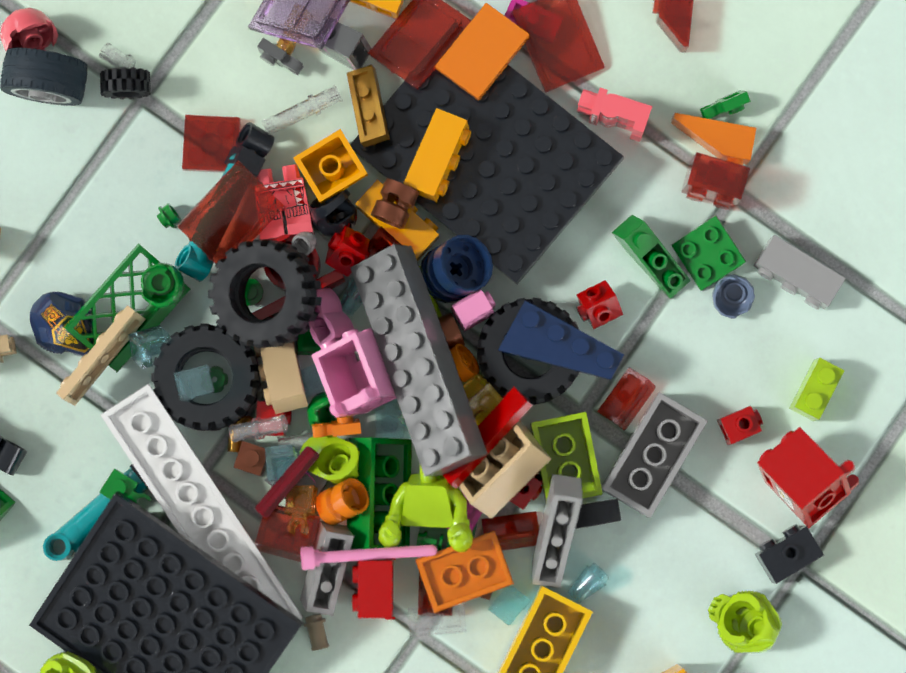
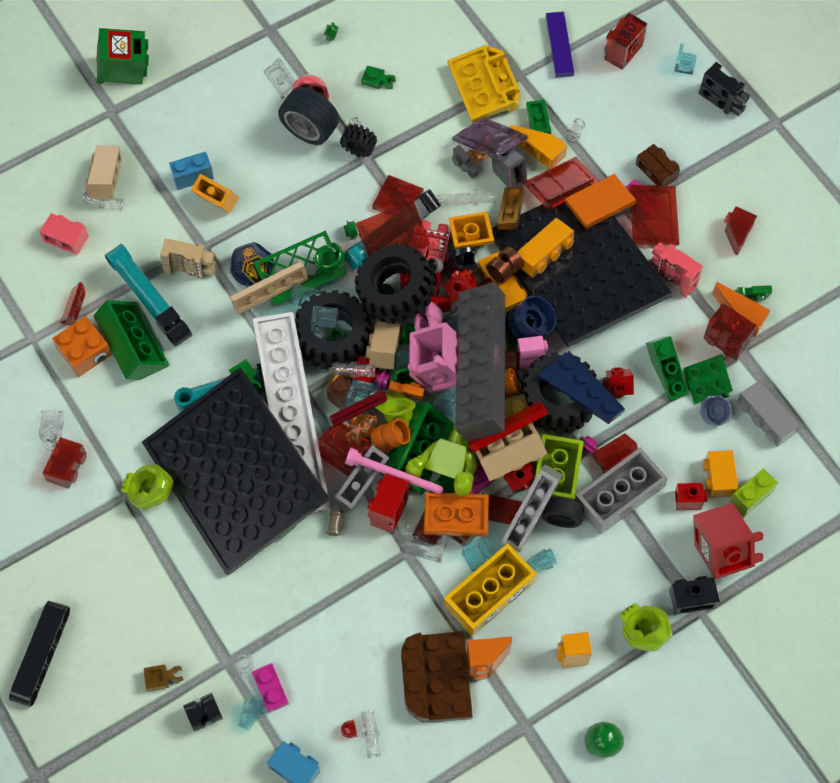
camera: 25 degrees right, 20 degrees down
(299, 419) = (383, 380): none -> dark pink plate
(589, 403) = (589, 444): none -> dark pink plate
(767, 379) = (721, 473): none -> light orange brick

